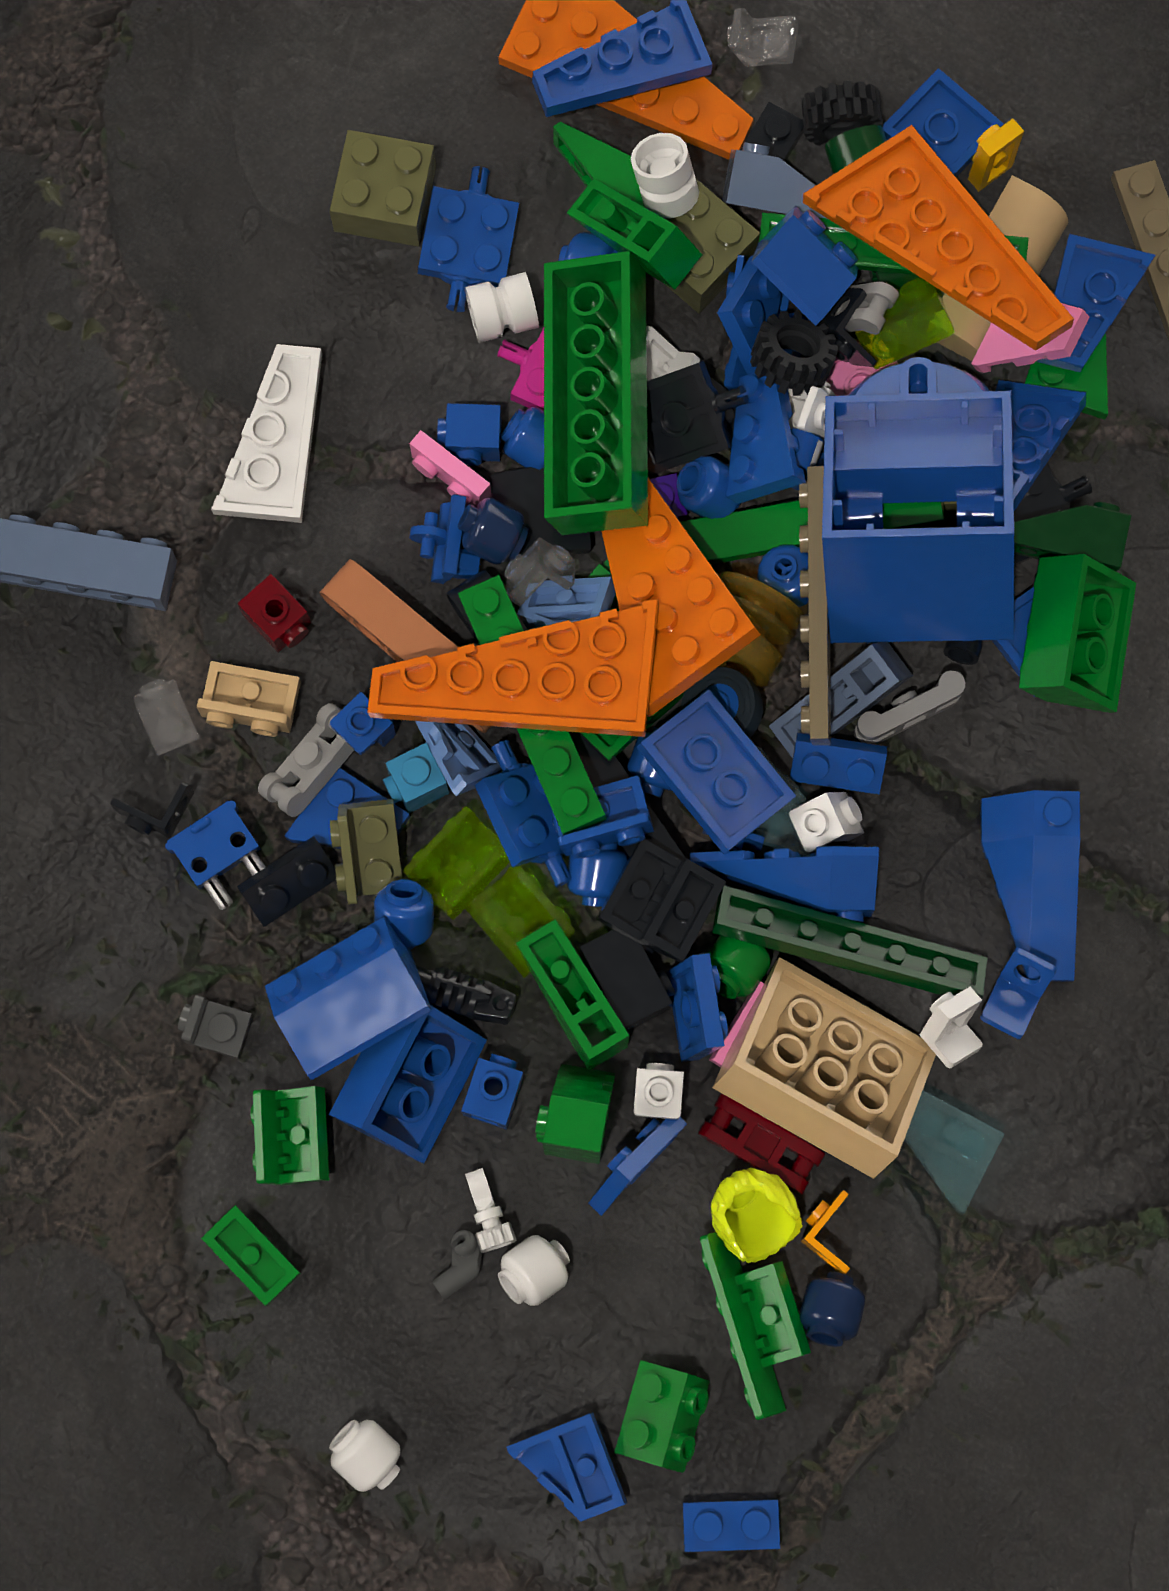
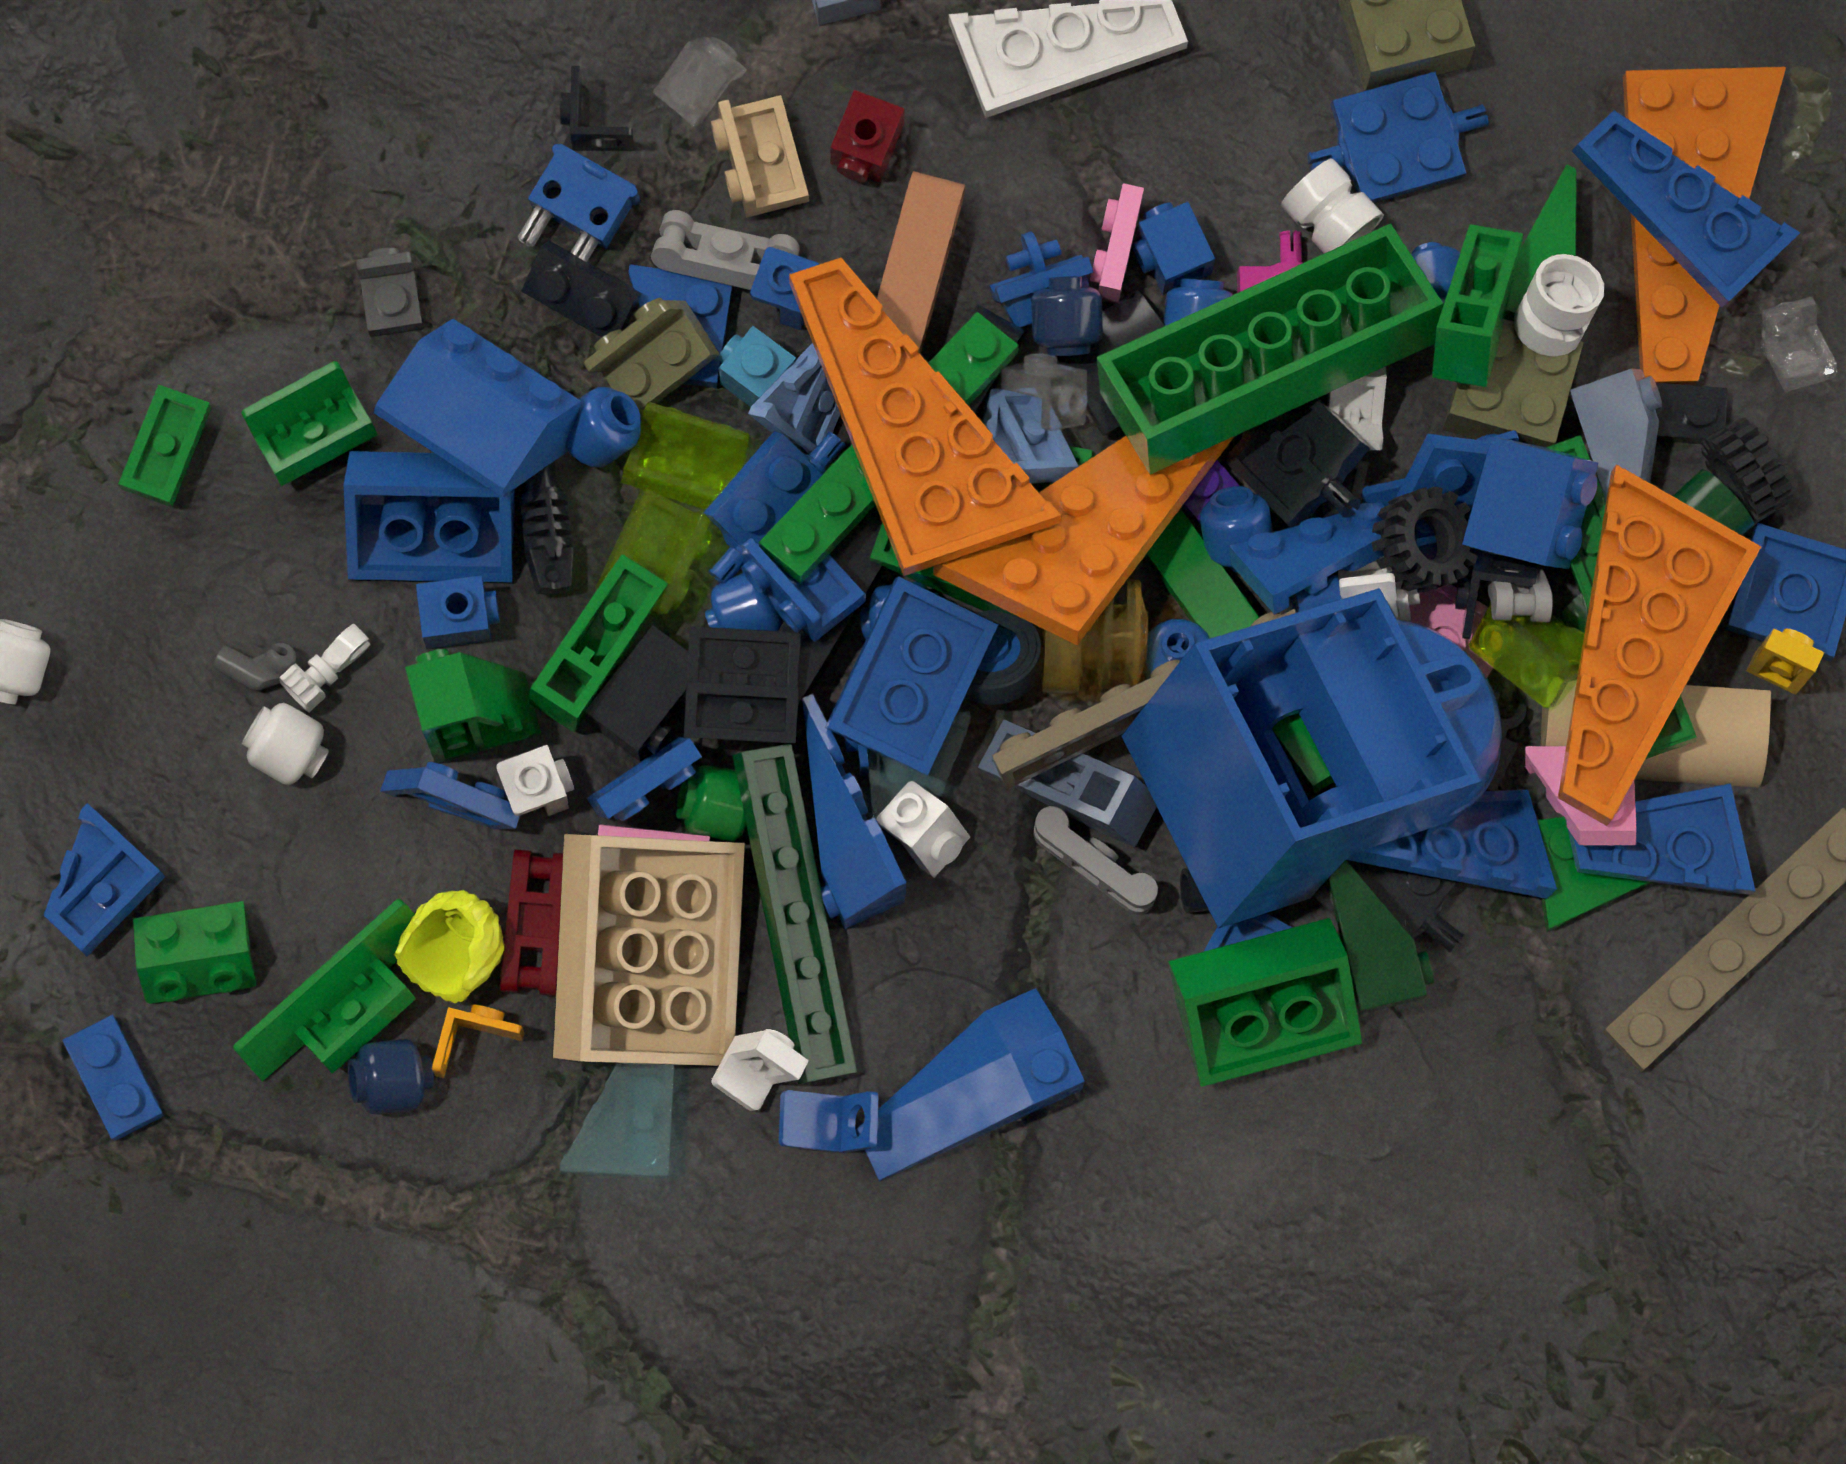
camera: 60 degrees right, 0 degrees up
(839, 765) = (994, 815): blue plate -> none

